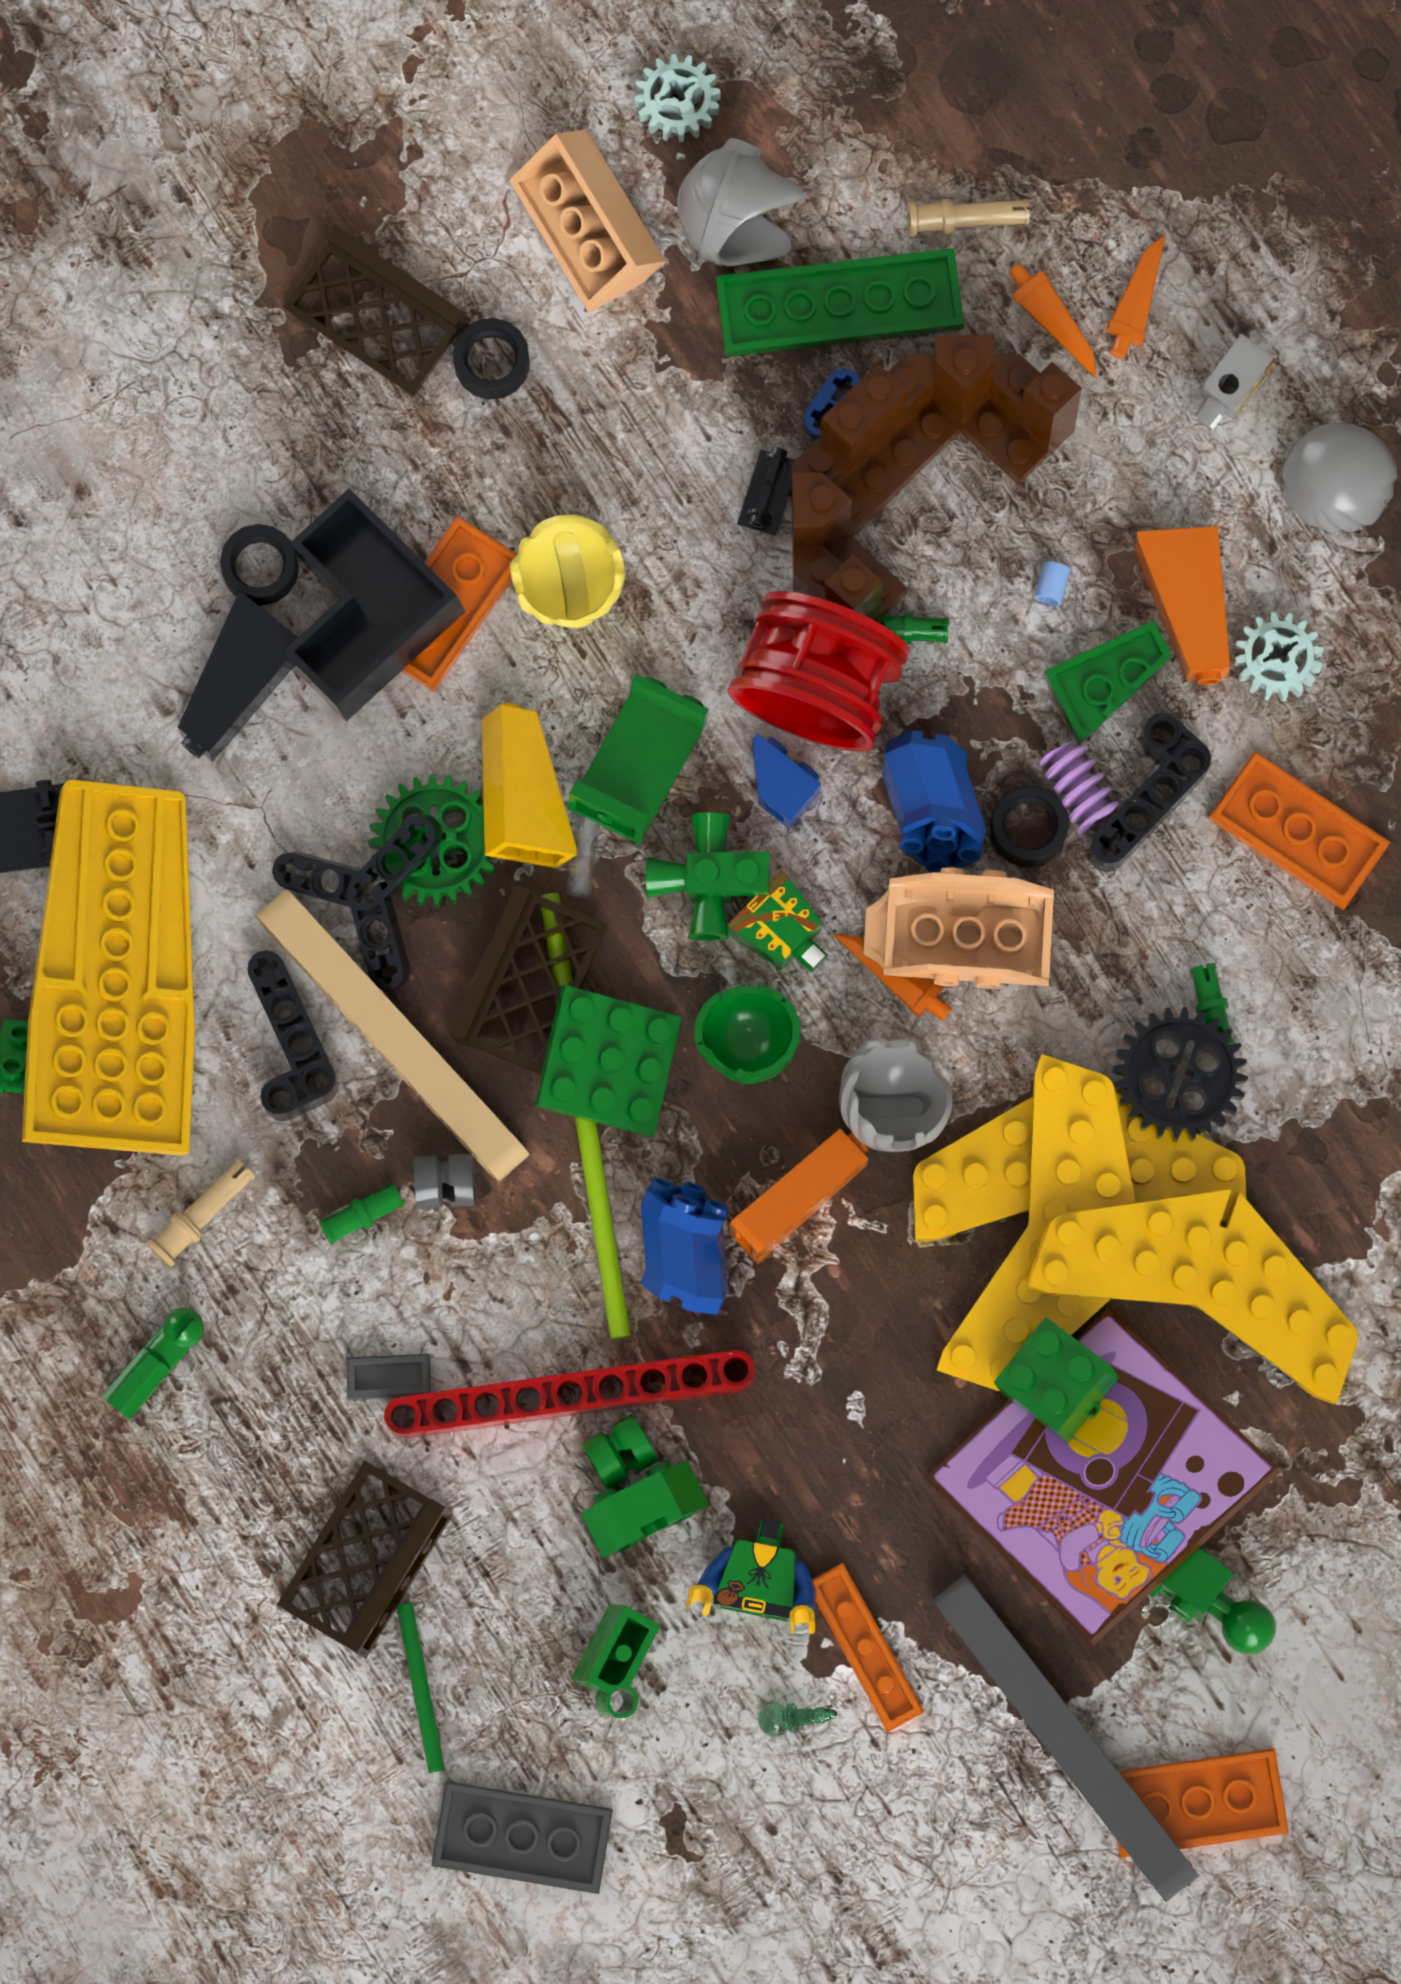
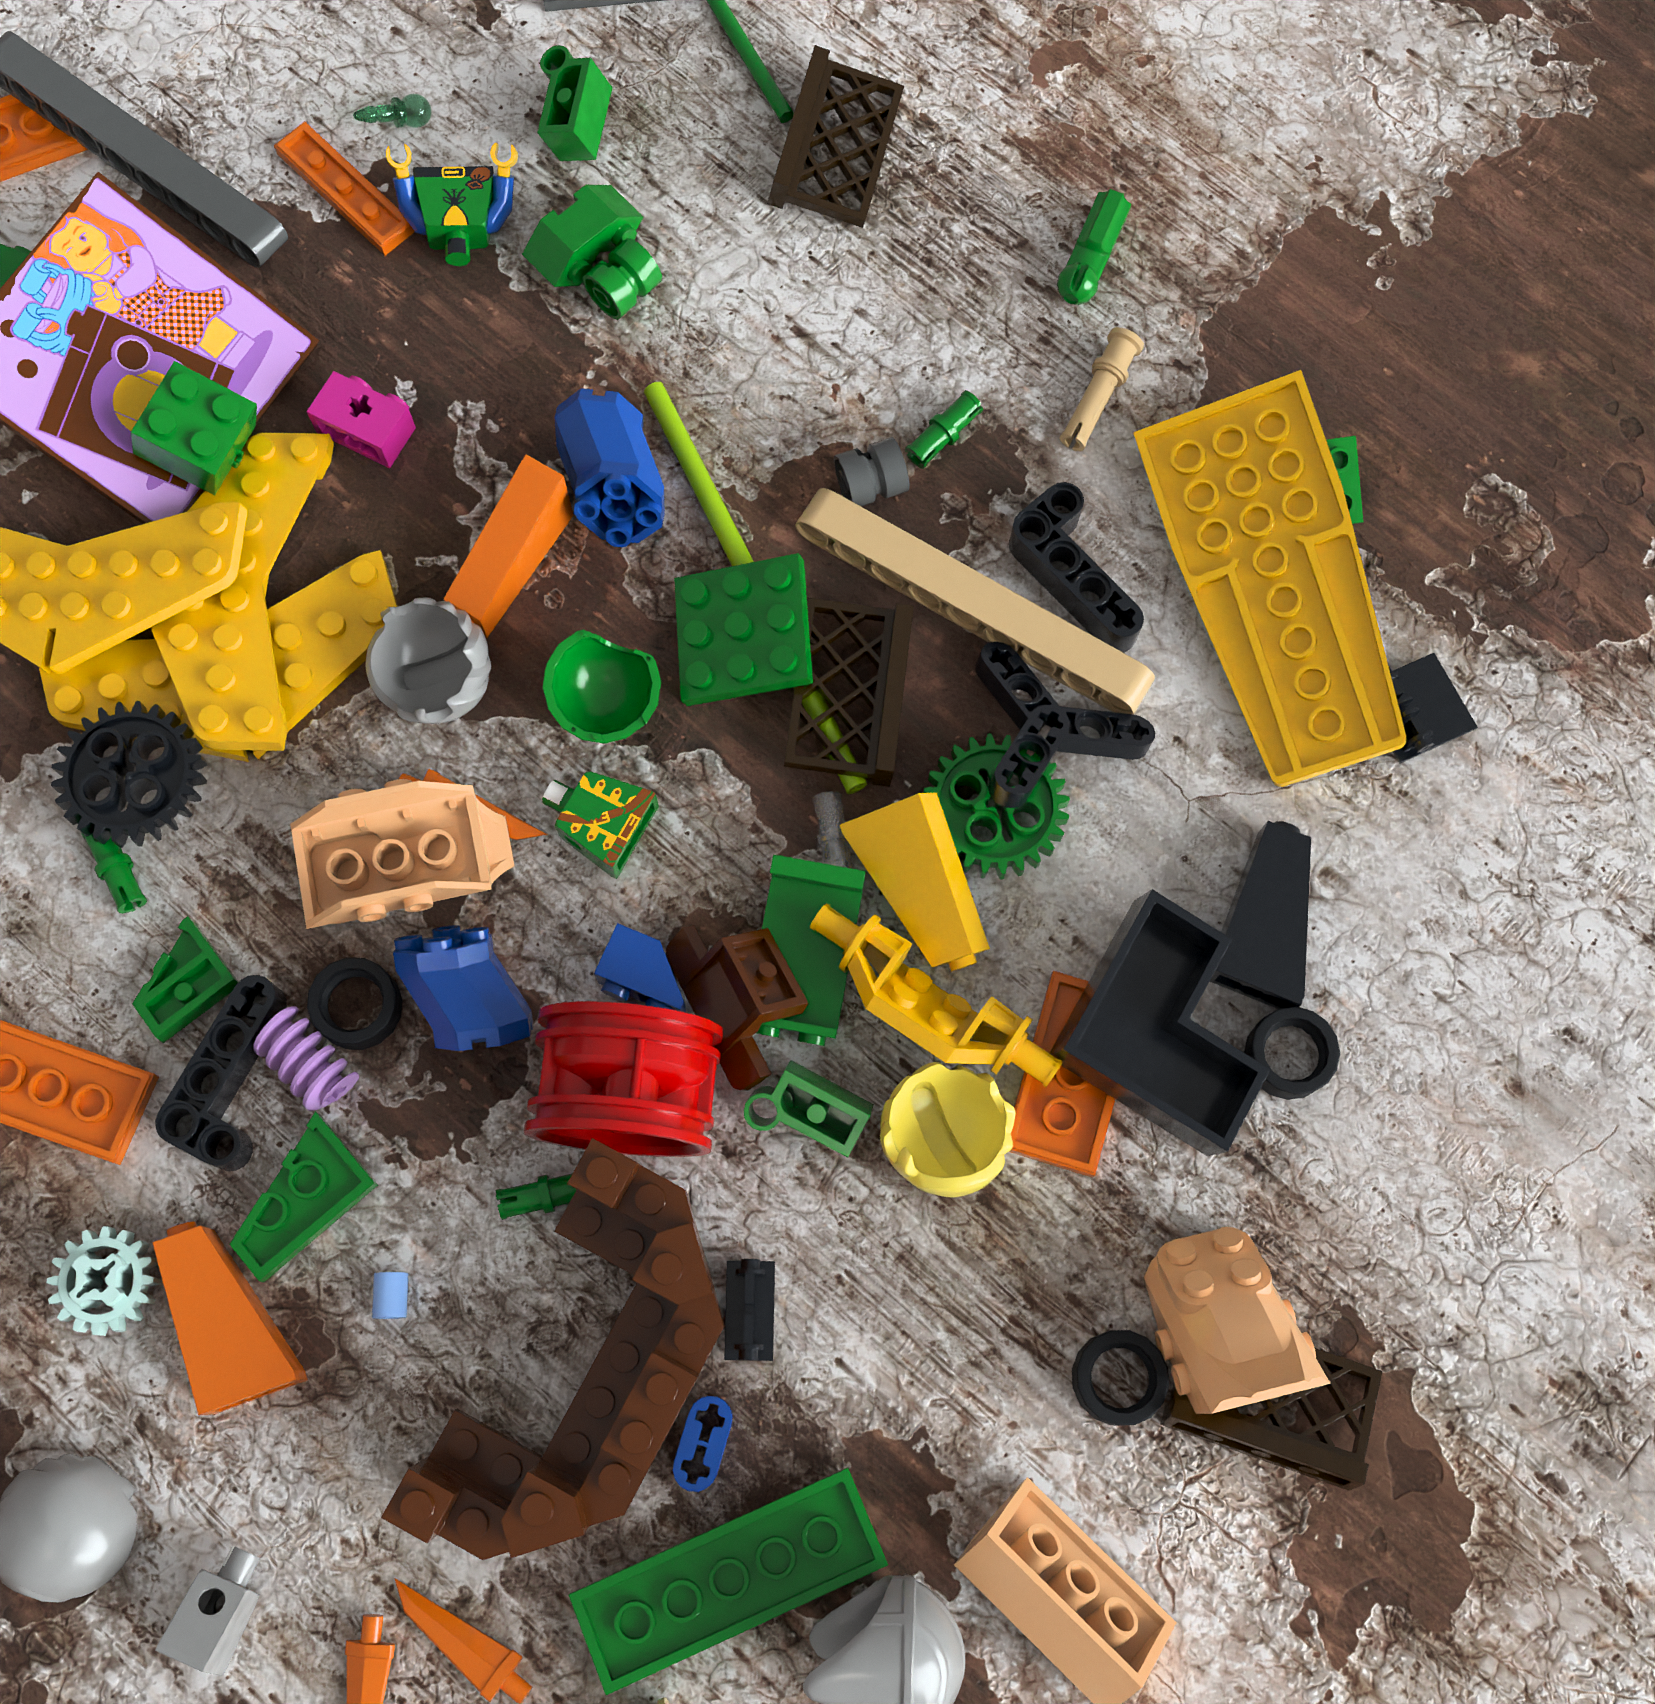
camera: 160 degrees right, 5 degrees down
(388, 1376) = (867, 299): dark grey tile -> none
(396, 359) = (1226, 1323): none -> light nougat slope
(549, 1387) = (672, 335): red beam -> none
(551, 675) = (923, 1010): none -> yellow plate
(672, 626) = (813, 1108): none -> green hinge
(707, 734) = (739, 988): none -> reddish brown plate
(710, 876) = (688, 843): green brick -> none
(895, 1353) = (362, 418): none -> dark pink brick
(1169, 885) = (183, 984): none -> green wing

